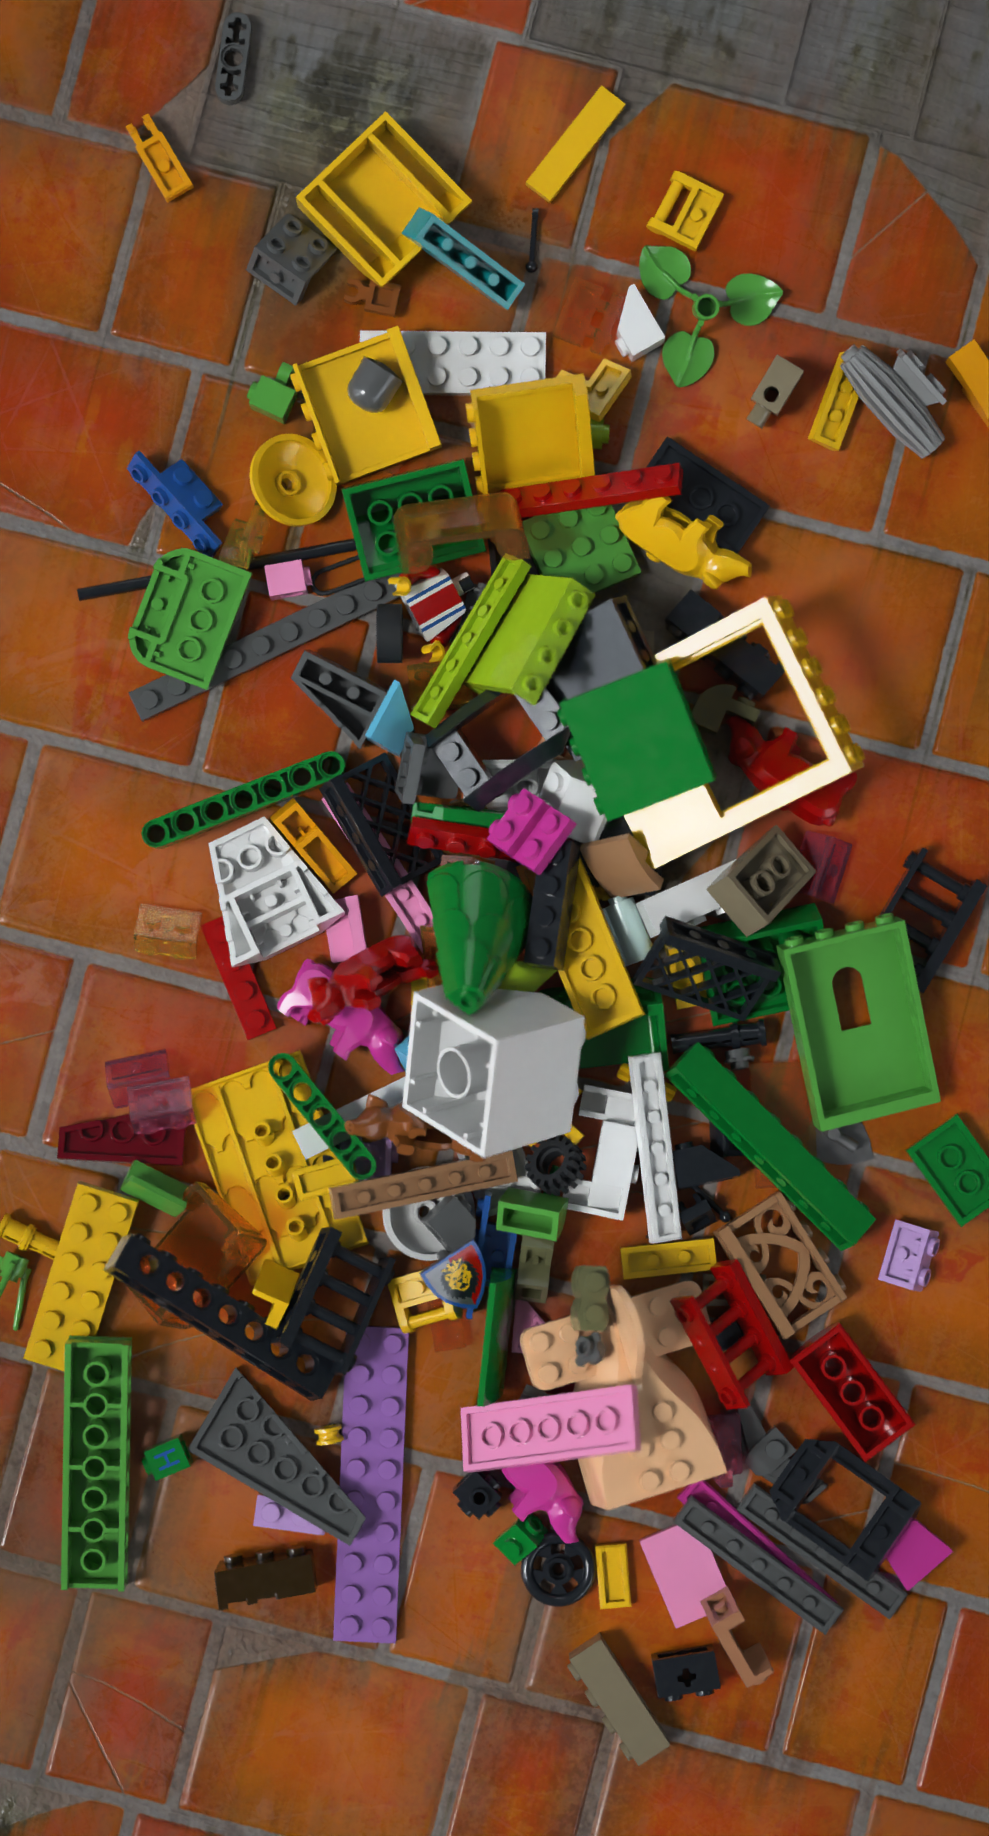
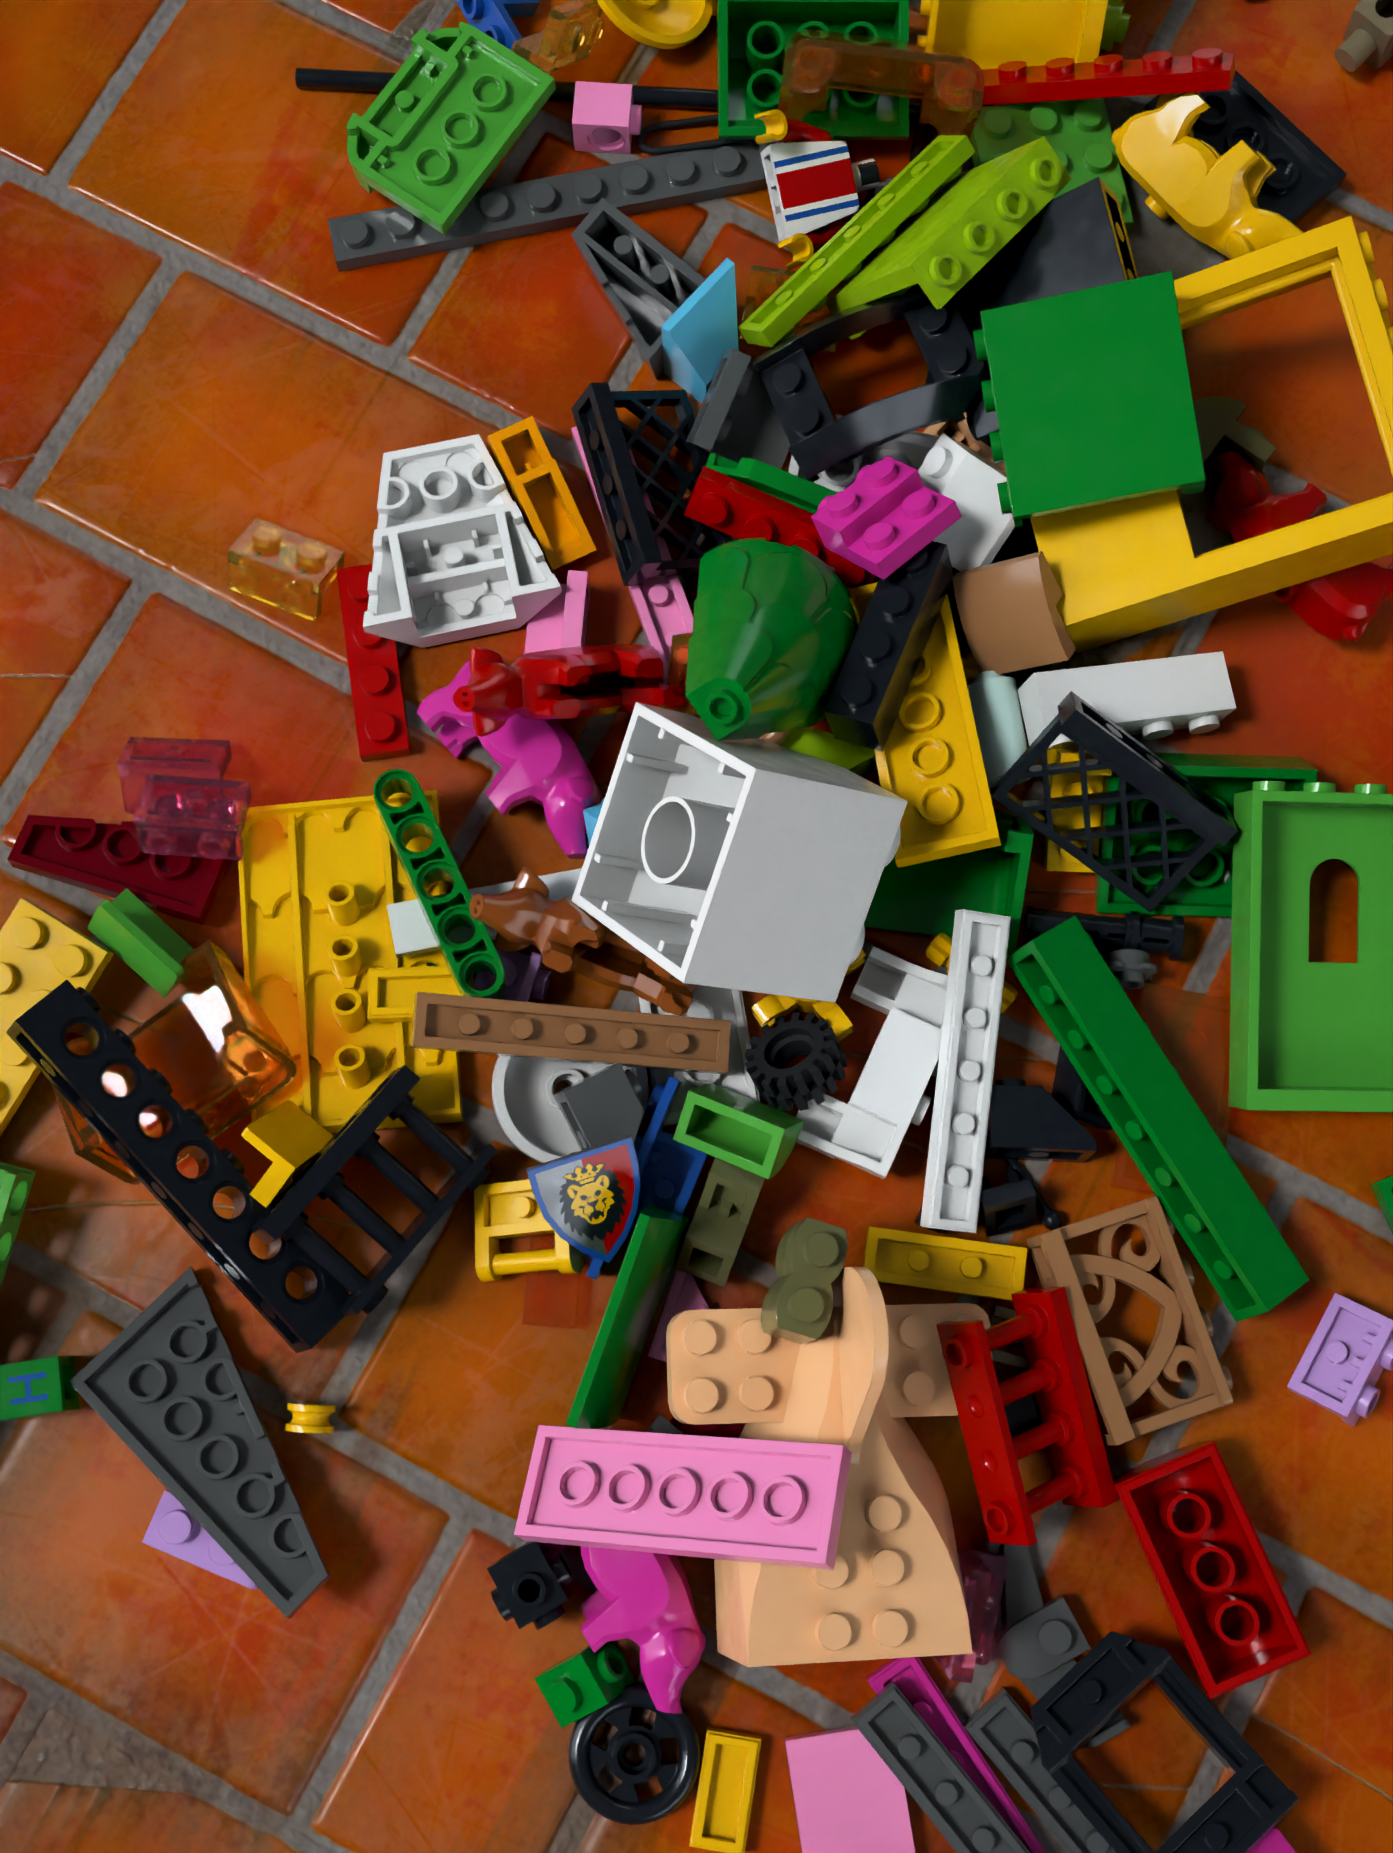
camera: 15 degrees right, 10 degrees down
(228, 799) = (433, 393): green beam -> none
(265, 1576) = (130, 1636): dark brown wedge -> none
(374, 1482) = (362, 1521): medium lavender plate -> none
(389, 633) = (736, 213): black tyre -> none
(589, 1350) = (783, 1370): dark grey plate -> none
(742, 662) = (1258, 366): black wedge -> none
(761, 881) = (1227, 690): dark tan slope -> none
(829, 859) = (1319, 706): clear pink panel -> none
(844, 1145) = (1271, 1147): flat silver shield -> none

